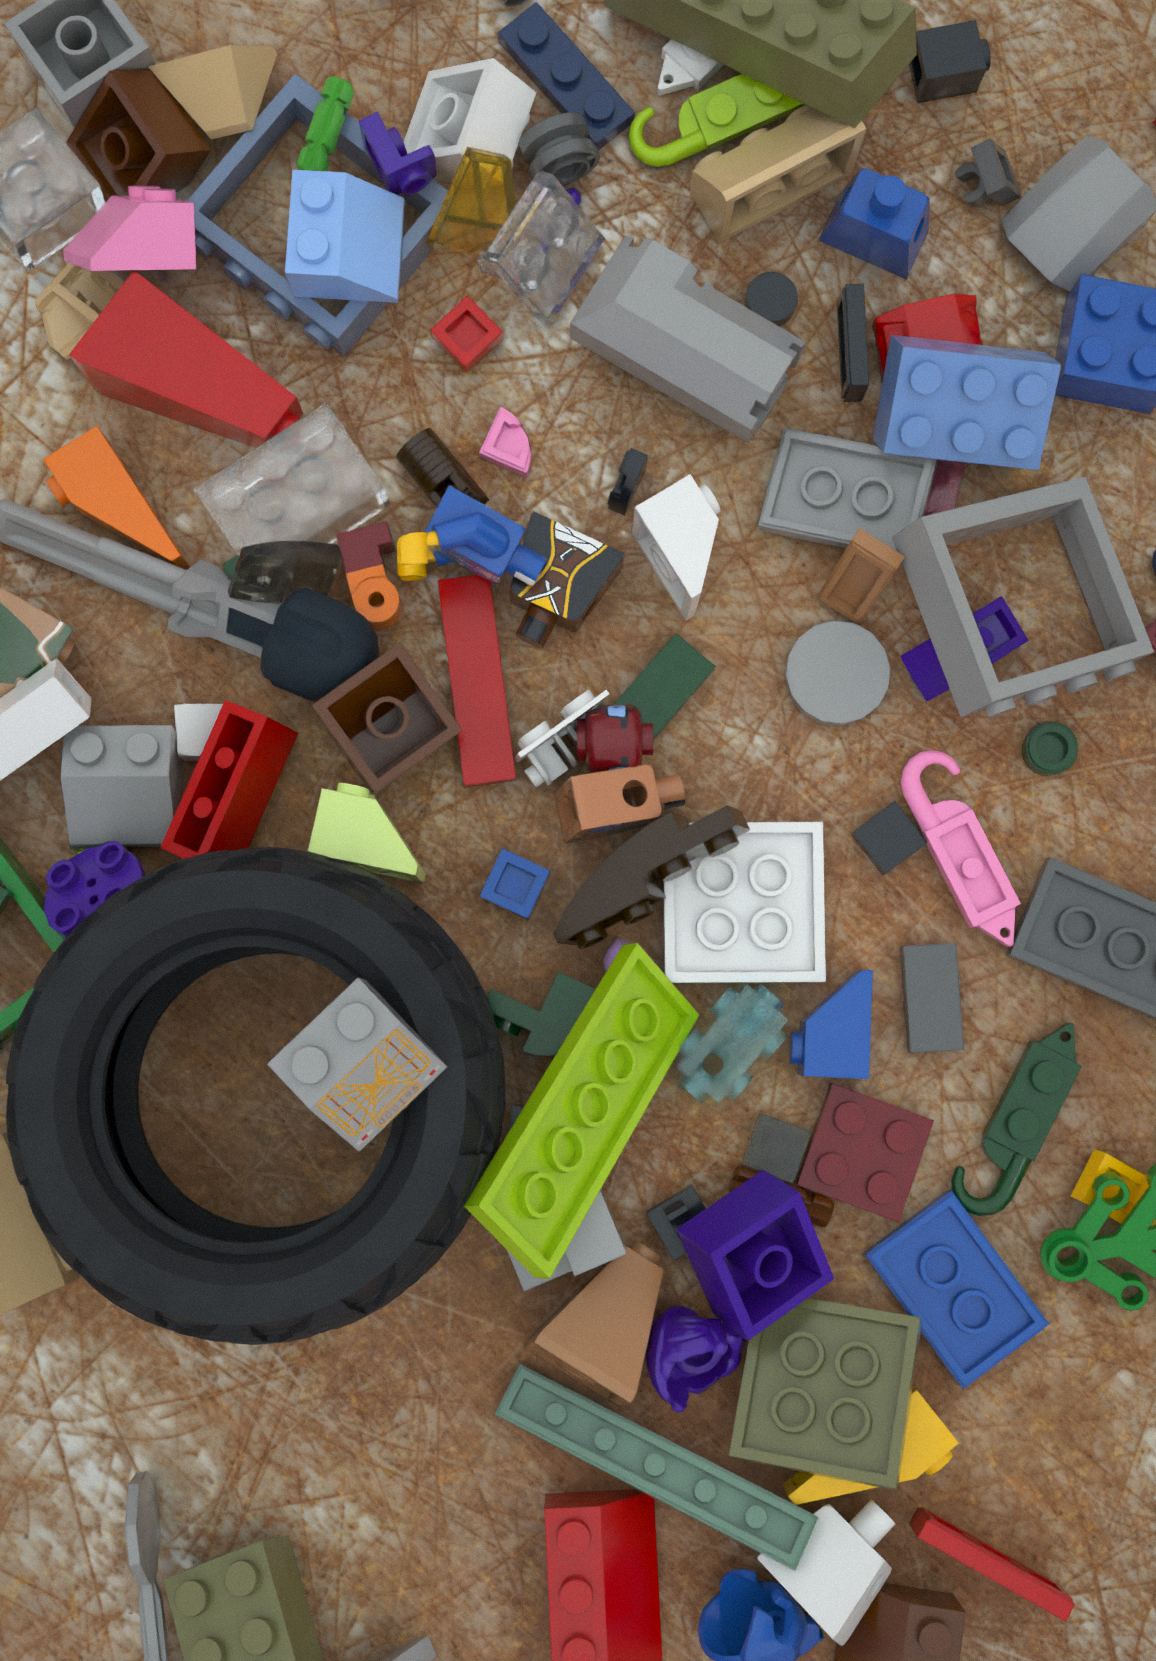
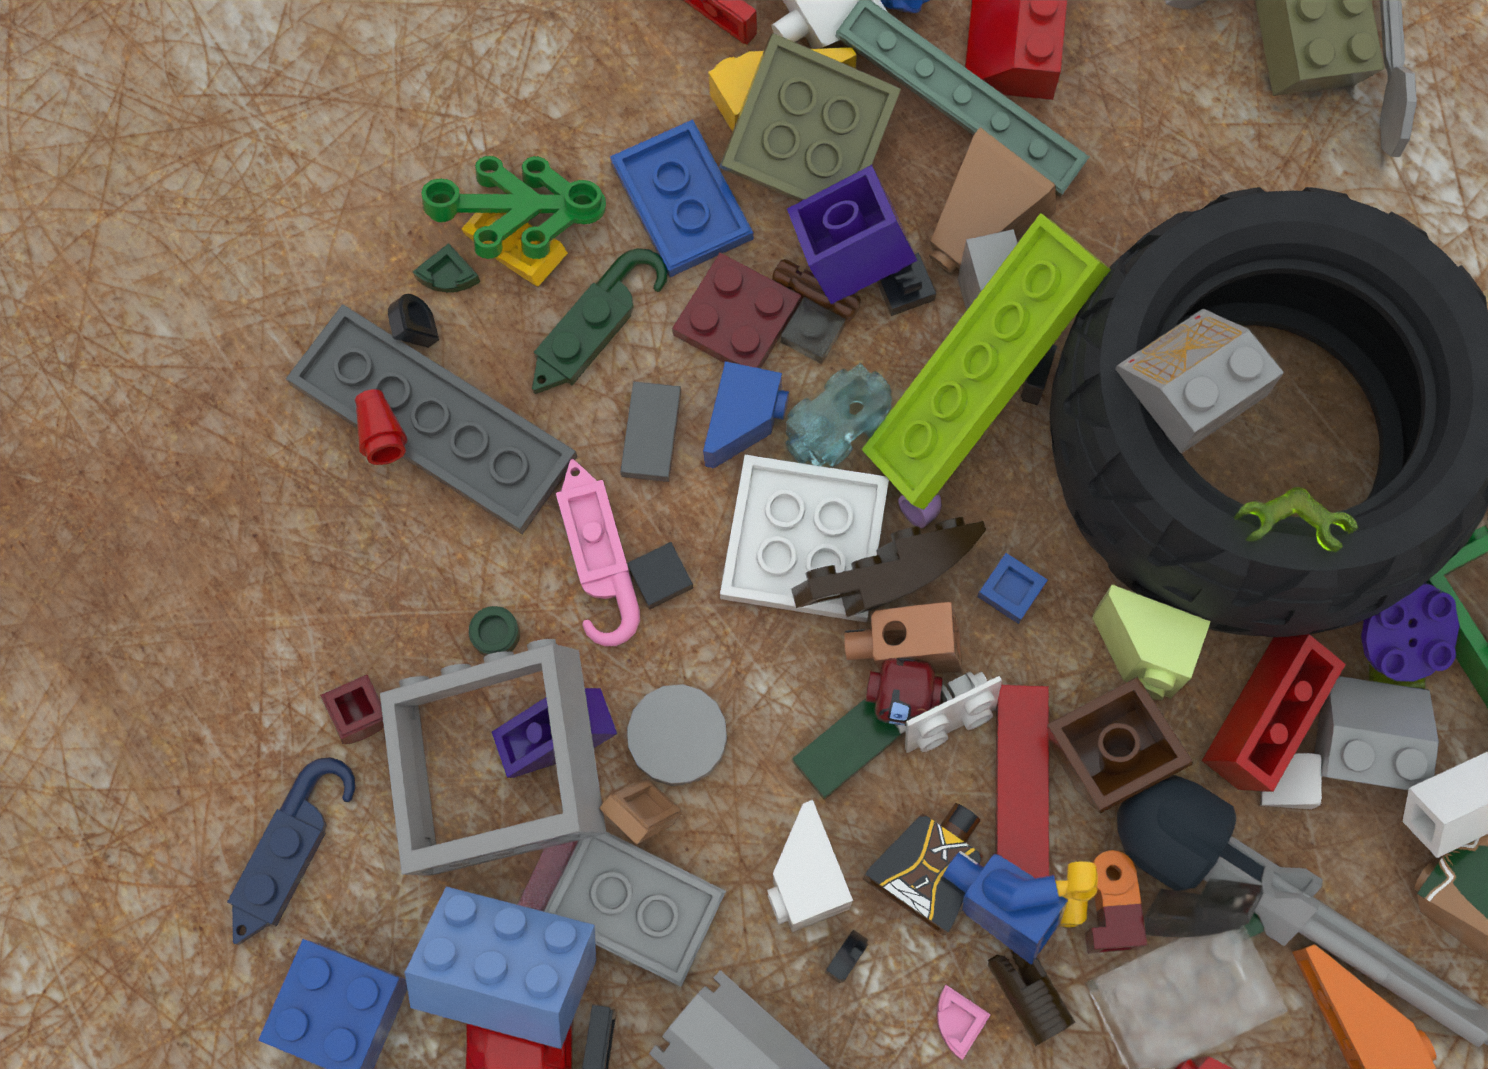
camera: 165 degrees left, 10 degrees down
(238, 940) = (1299, 501): none -> clear neon green arm
(550, 1024) = (1000, 457): dark green brick -> none
(689, 1354) = (921, 176): dark purple hair -> none

